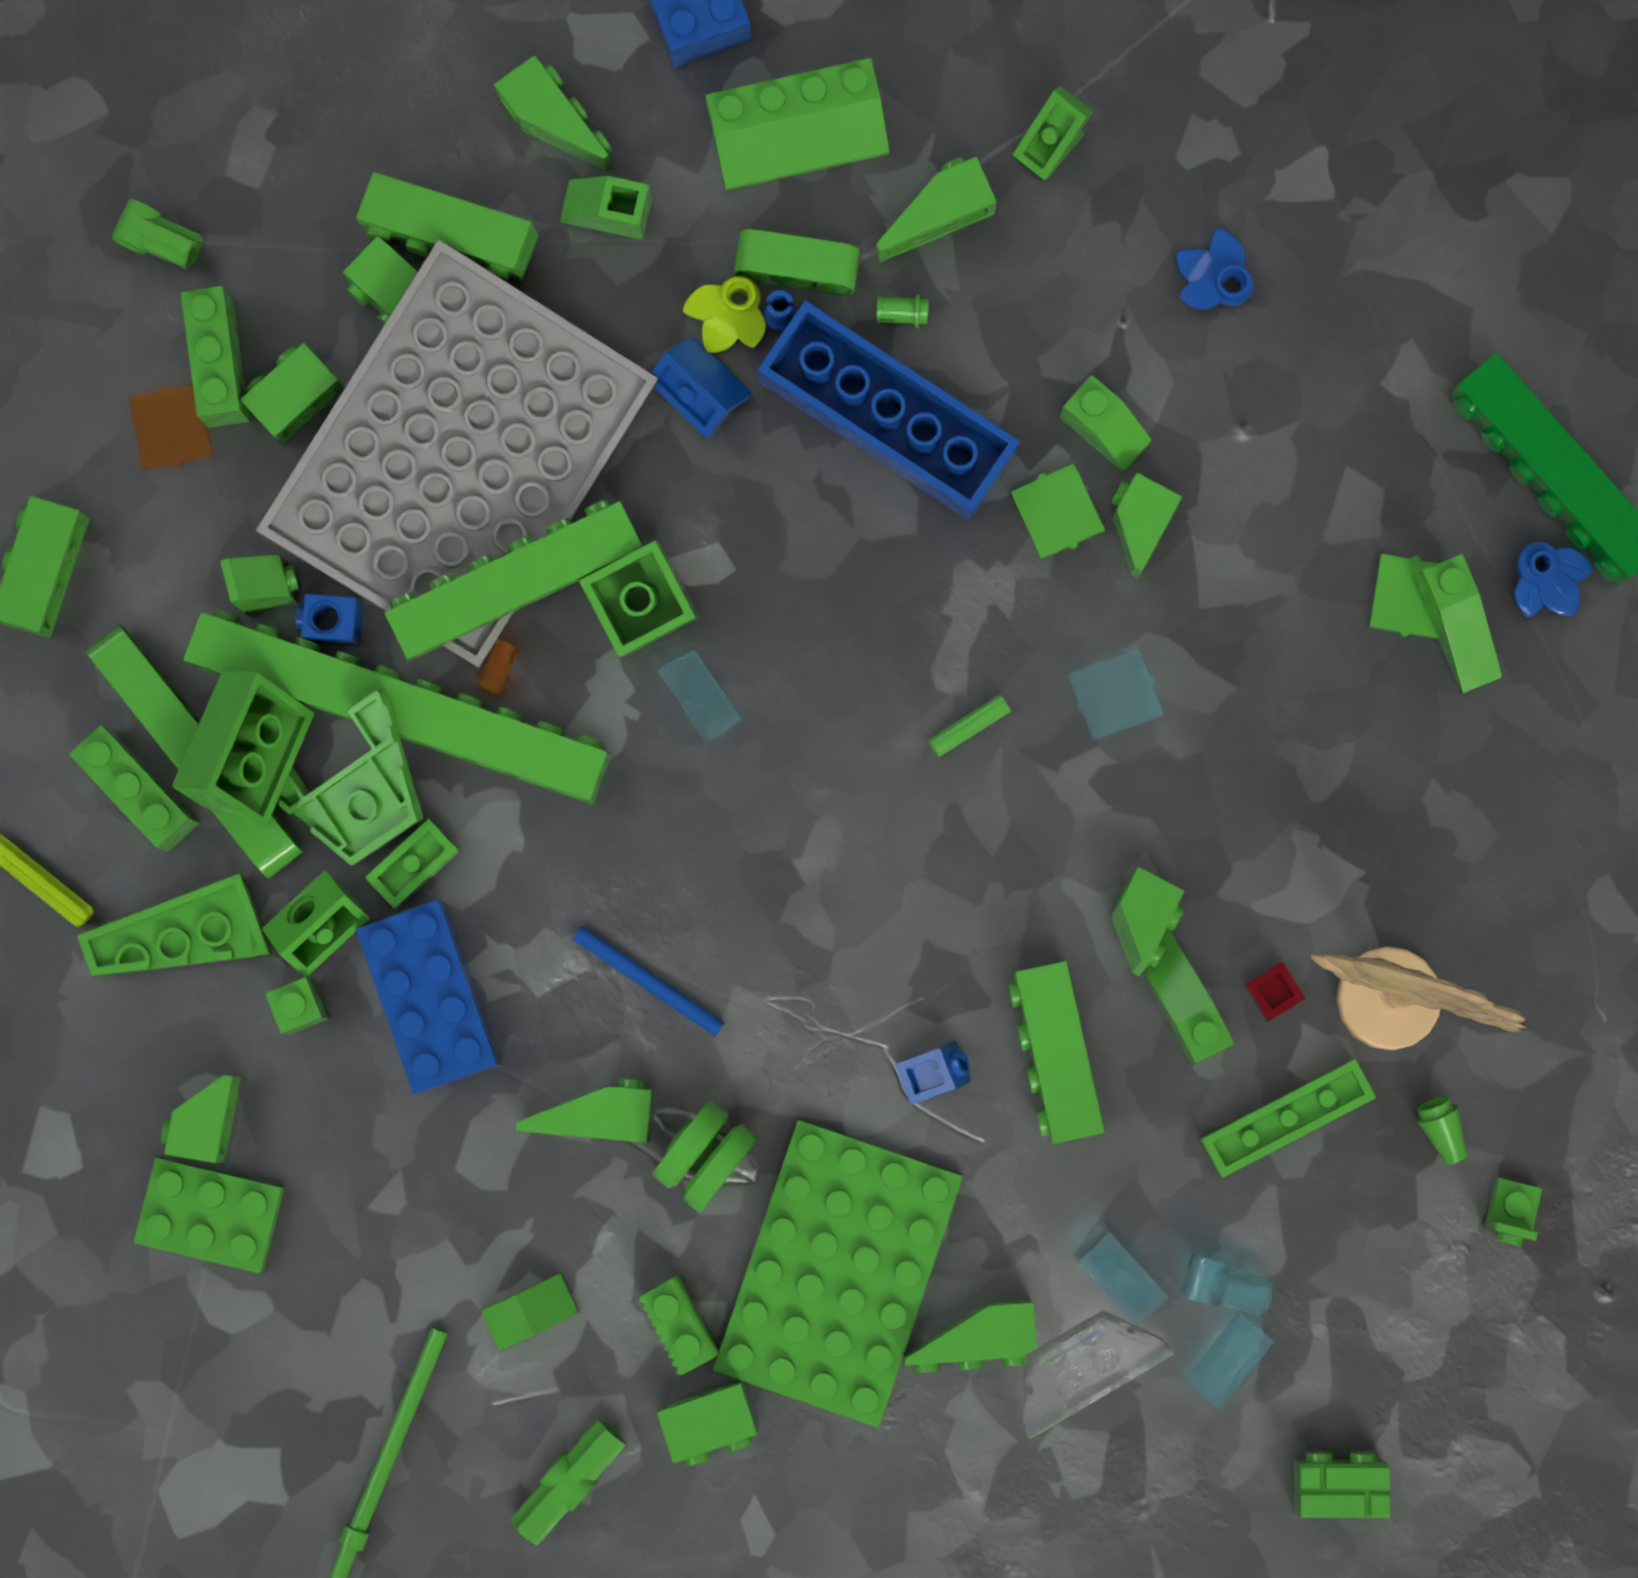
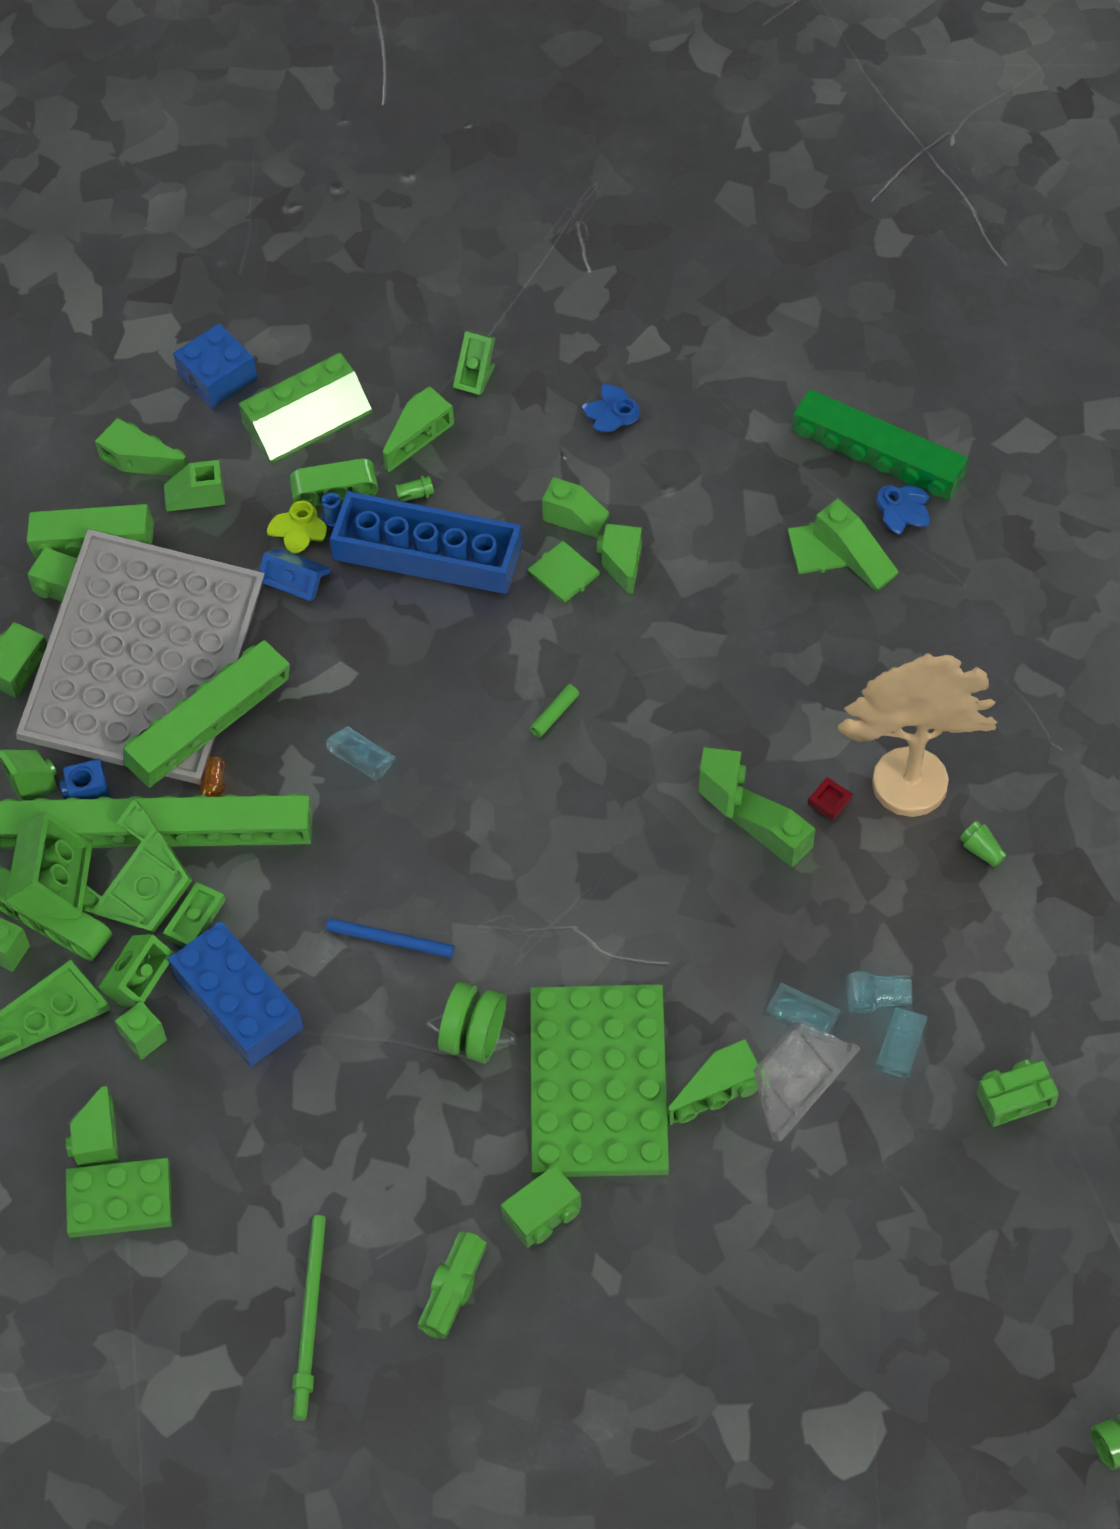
camera: 20 degrees left, 25 degrees down
(530, 1312) = (380, 1181): bright green slope -> none
(608, 1113) = (388, 1029): bright green slope -> none
(639, 599) = (298, 700): bright green brick -> none
(679, 1325) = (495, 1146): bright green brick -> none
(934, 1072) = (614, 925): blue bracket -> none
(1057, 1052) = (696, 883): bright green brick -> none
(1116, 694) = (647, 663): clear light blue piece -> none
(1287, 1118) = (873, 873): bright green plate -> none
(1513, 1211) = (1054, 880): bright green bracket -> none

